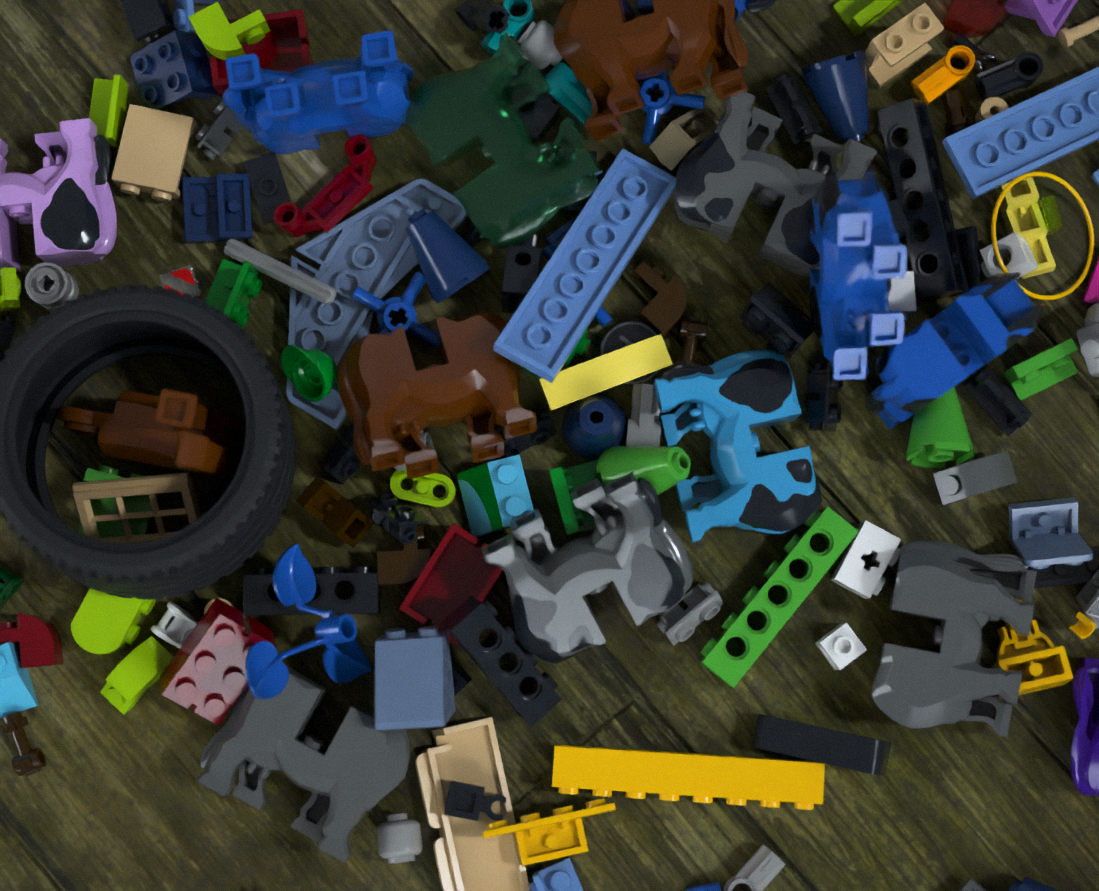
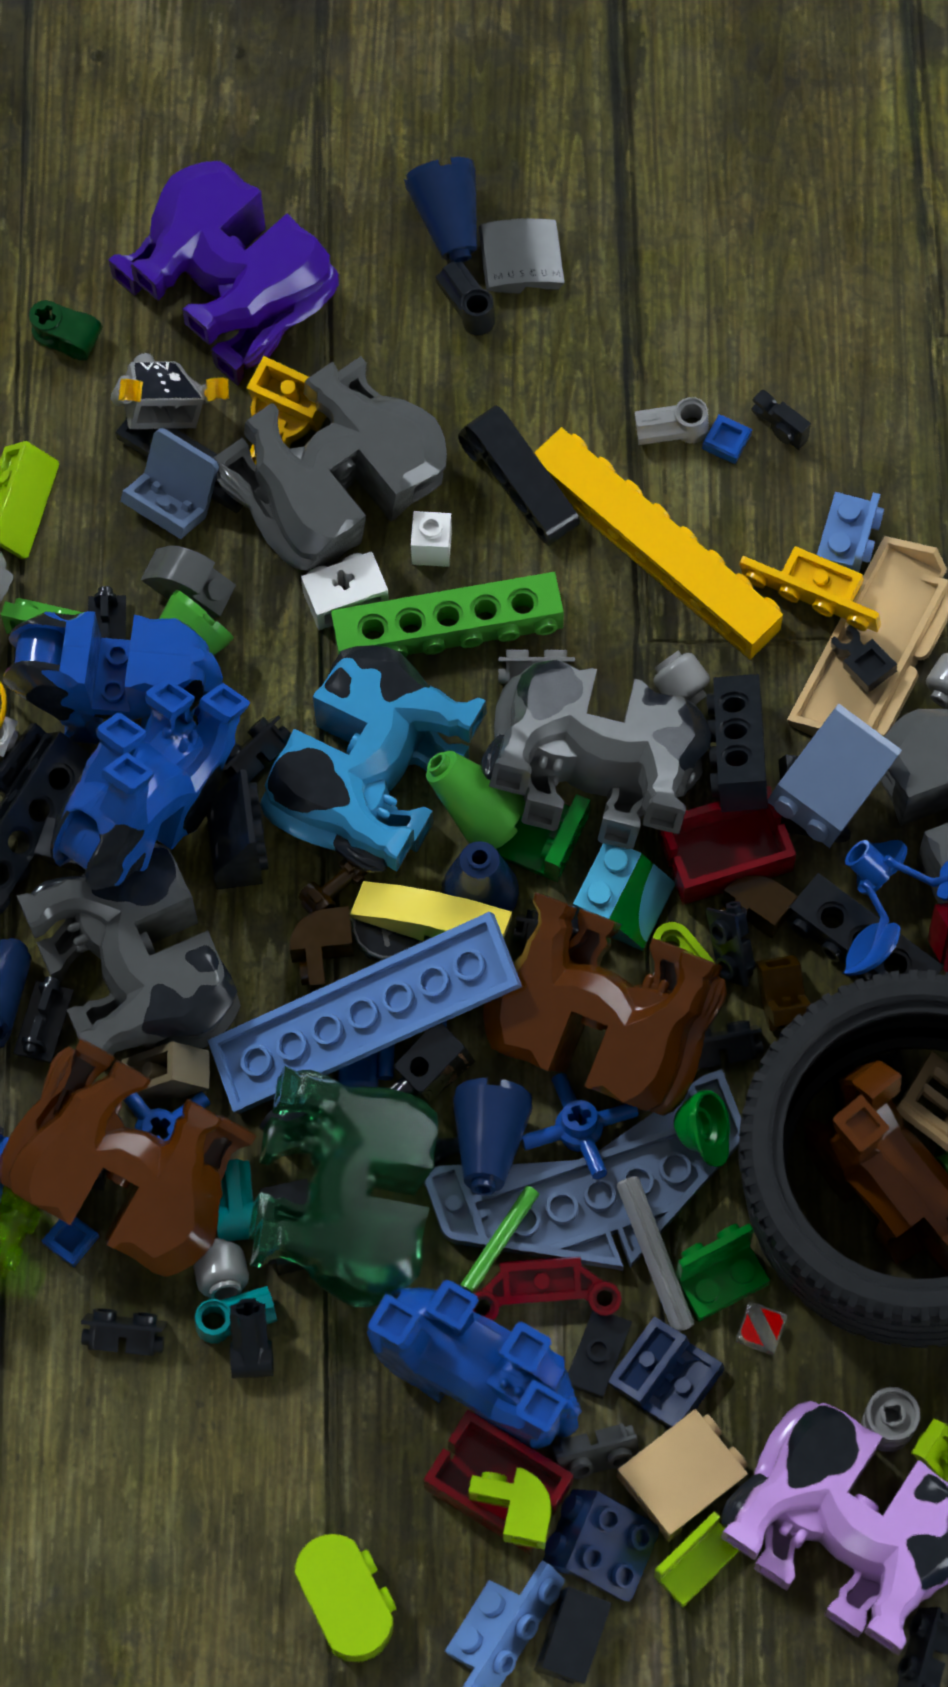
camera: 140 degrees left, 15 degrees down
(384, 200) = (499, 1239): none -> bright green bar
(584, 684) = (682, 677): none -> light grey head
(644, 424) = (435, 851): light grey piece -> none
(980, 858) = (467, 297): none -> black piece

